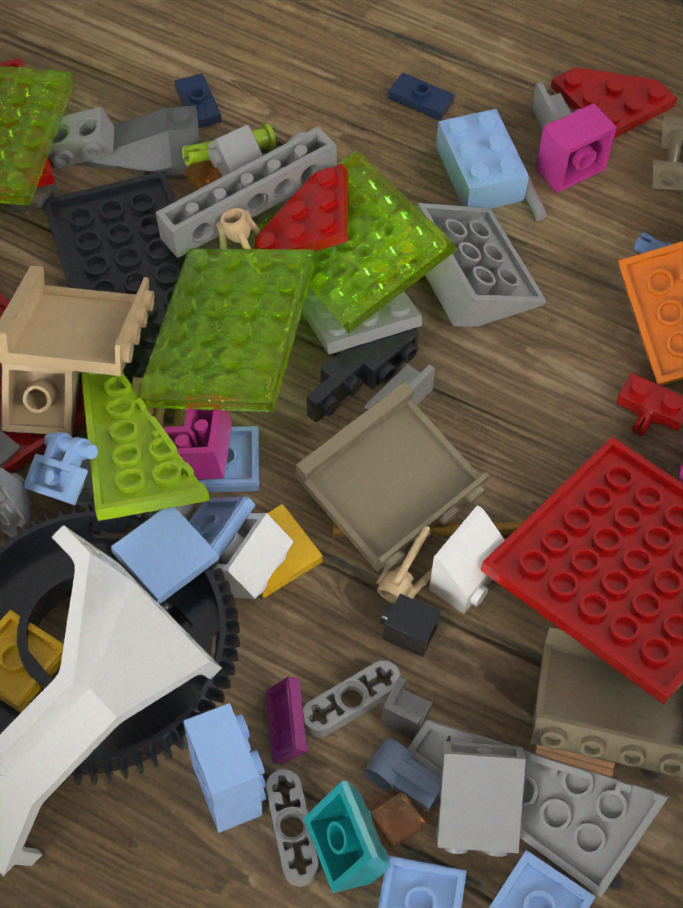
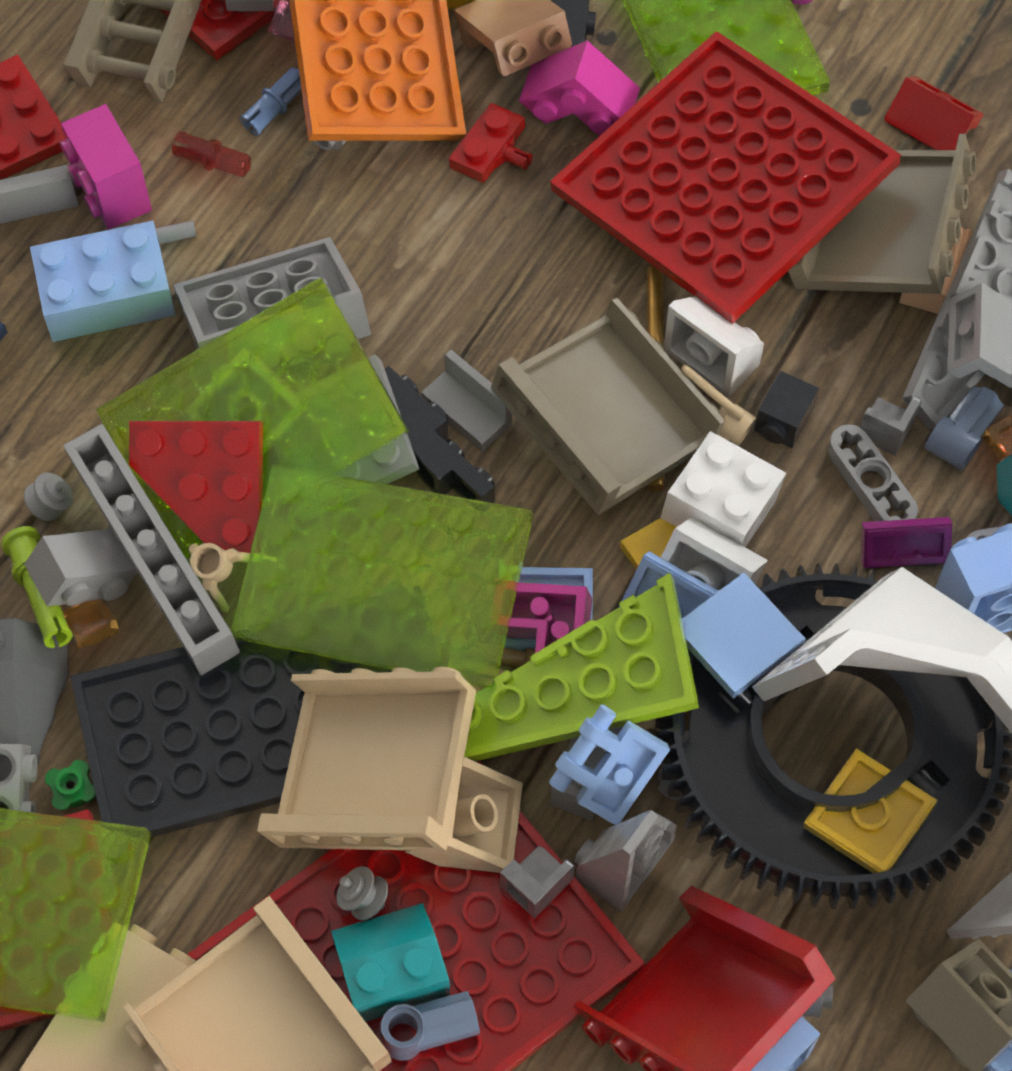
camera: 85 degrees left, 5 degrees up
(87, 179) = (70, 798): none -> green plate
(319, 570) = (724, 490): none -> white brick
(607, 218) = (212, 154): none -> clear red axle

